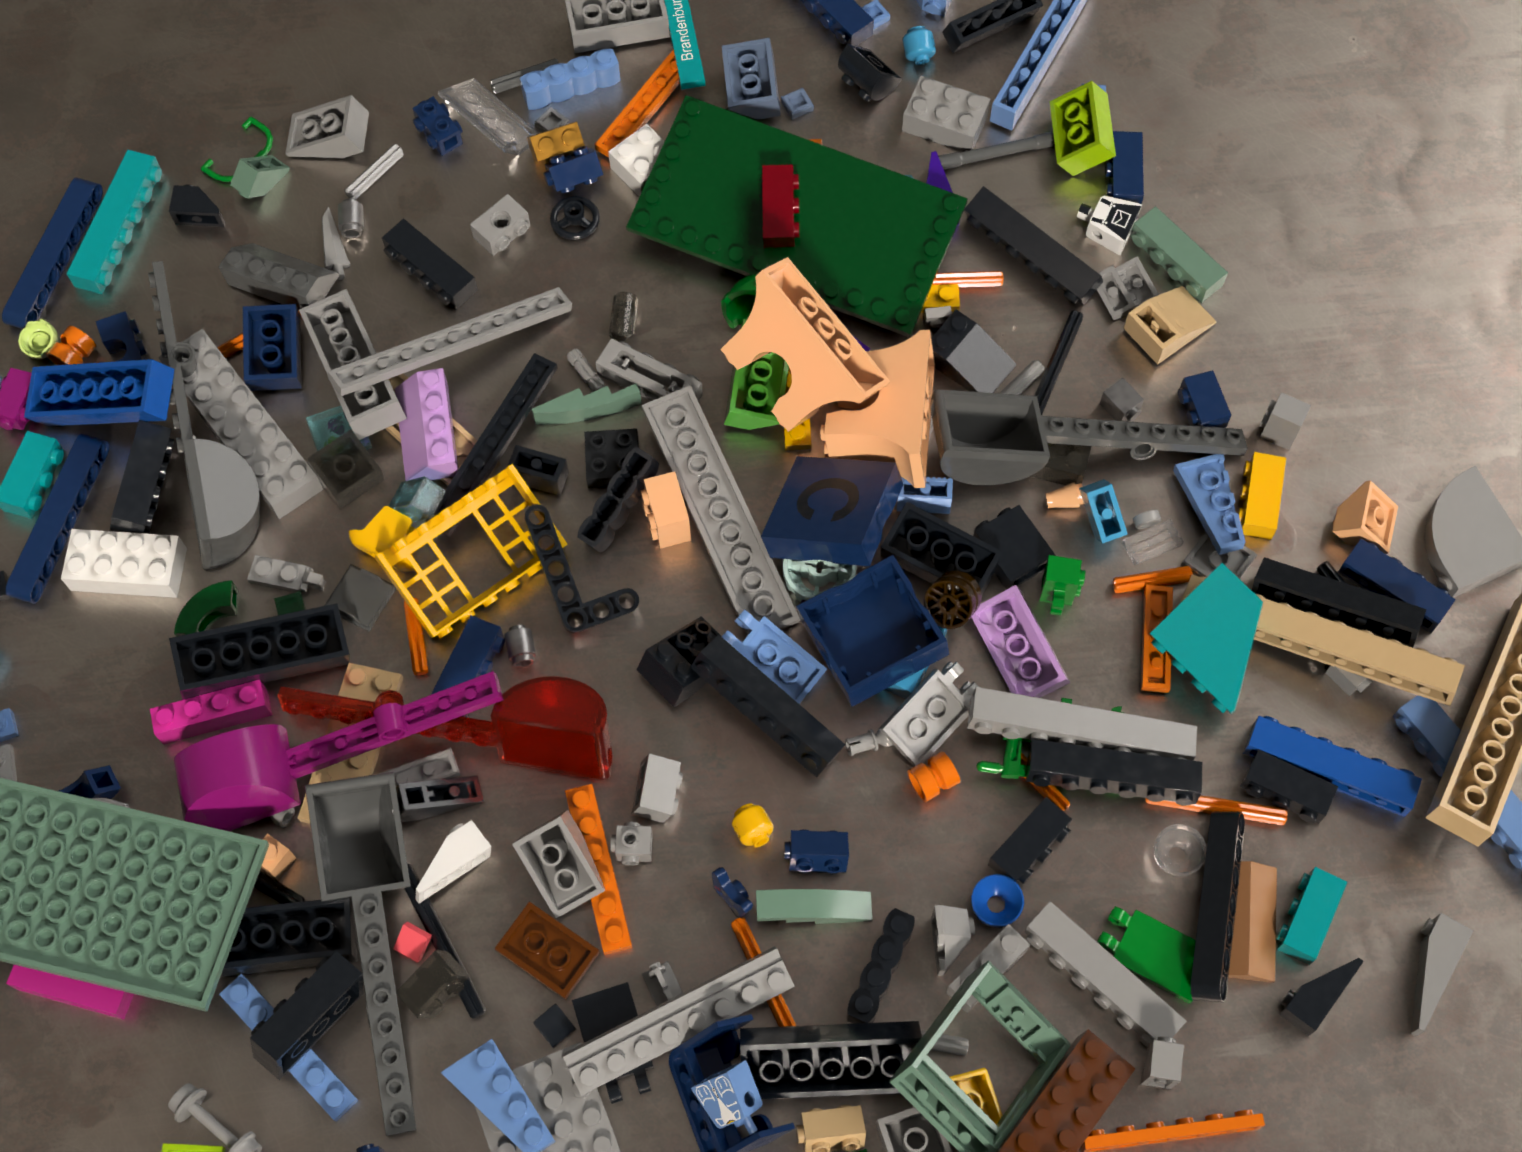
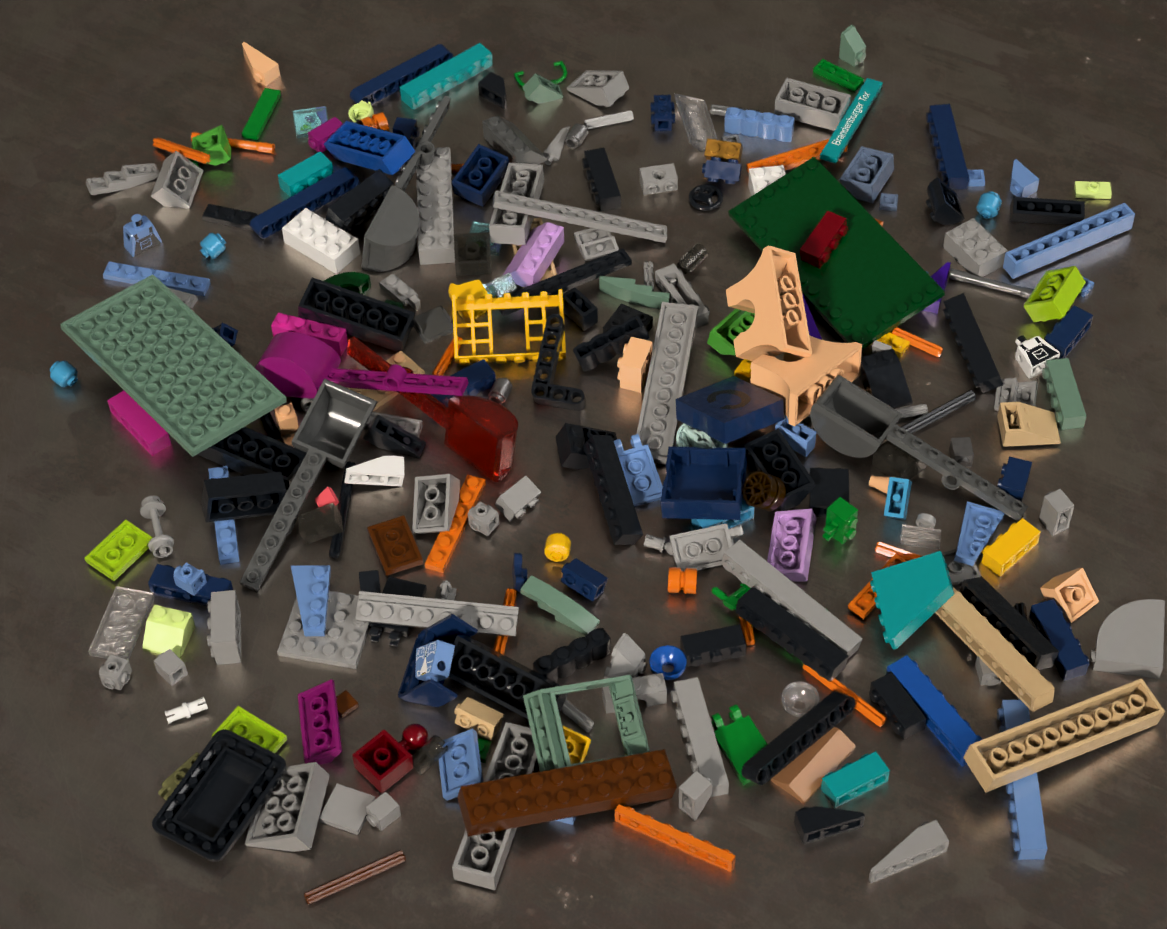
camera: 35 degrees right, 15 degrees down
(486, 363) = (595, 243): none -> light grey slope

